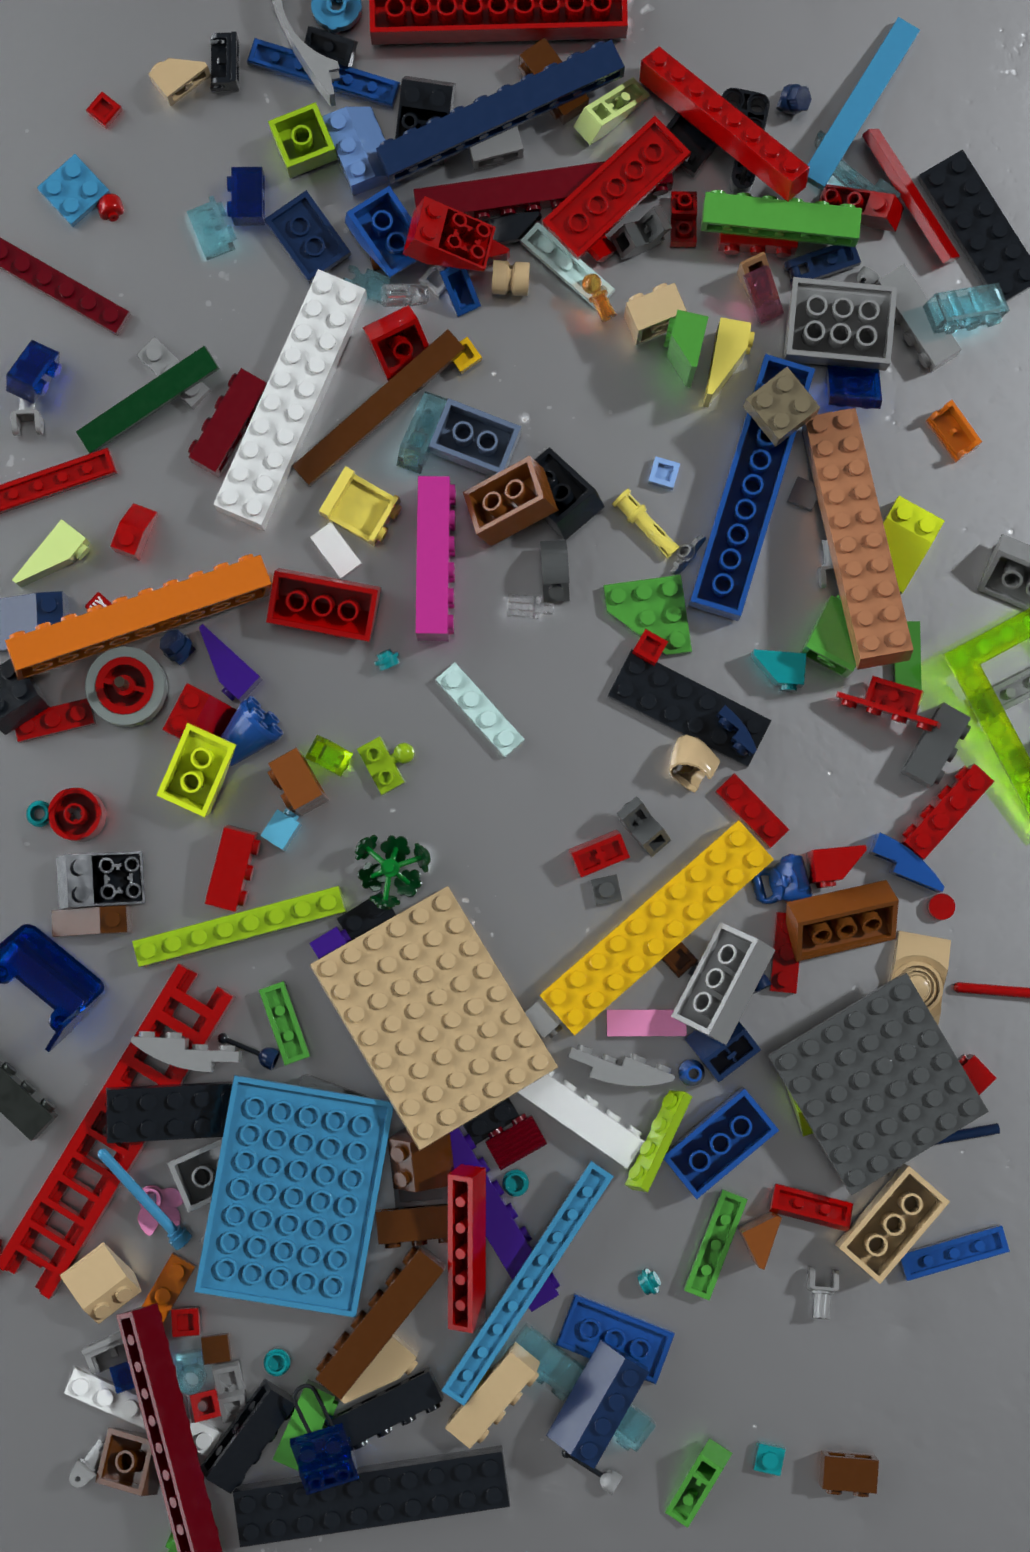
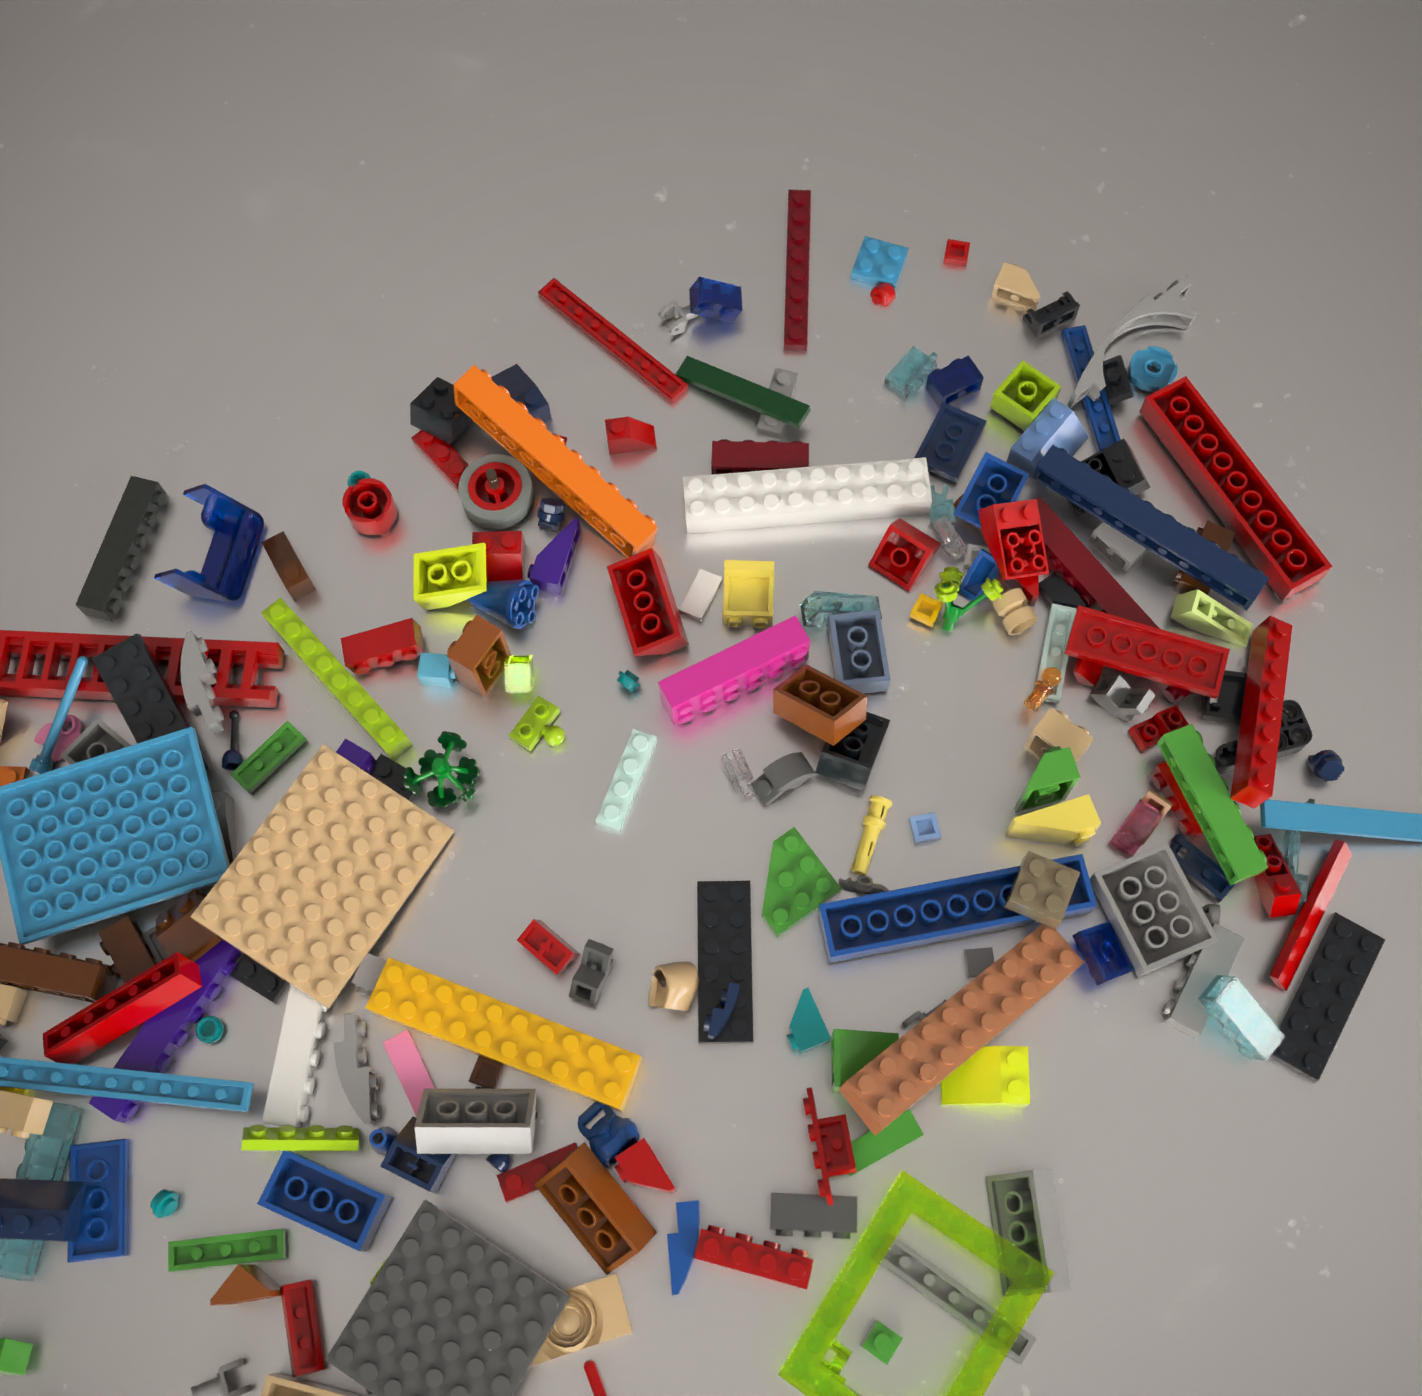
camera: 65 degrees right, 15 degrees down
(56, 552) = (582, 389): yellowish green slope -> none
(100, 879) = (325, 553): black slope -> none
(379, 407) = (841, 565): reddish brown tile -> none
(467, 327) = (947, 592): none -> lime plant
(516, 1141) = (246, 1008): dark red brick -> none
(606, 890) = (519, 972): dark grey plate -> none
(650, 647) = (759, 894): red tile -> none
(752, 810) = (659, 1069): red plate -> none
(941, 906) = (660, 1304): red tile -> none
(954, 431) = (1121, 1071): orange hinge -> none

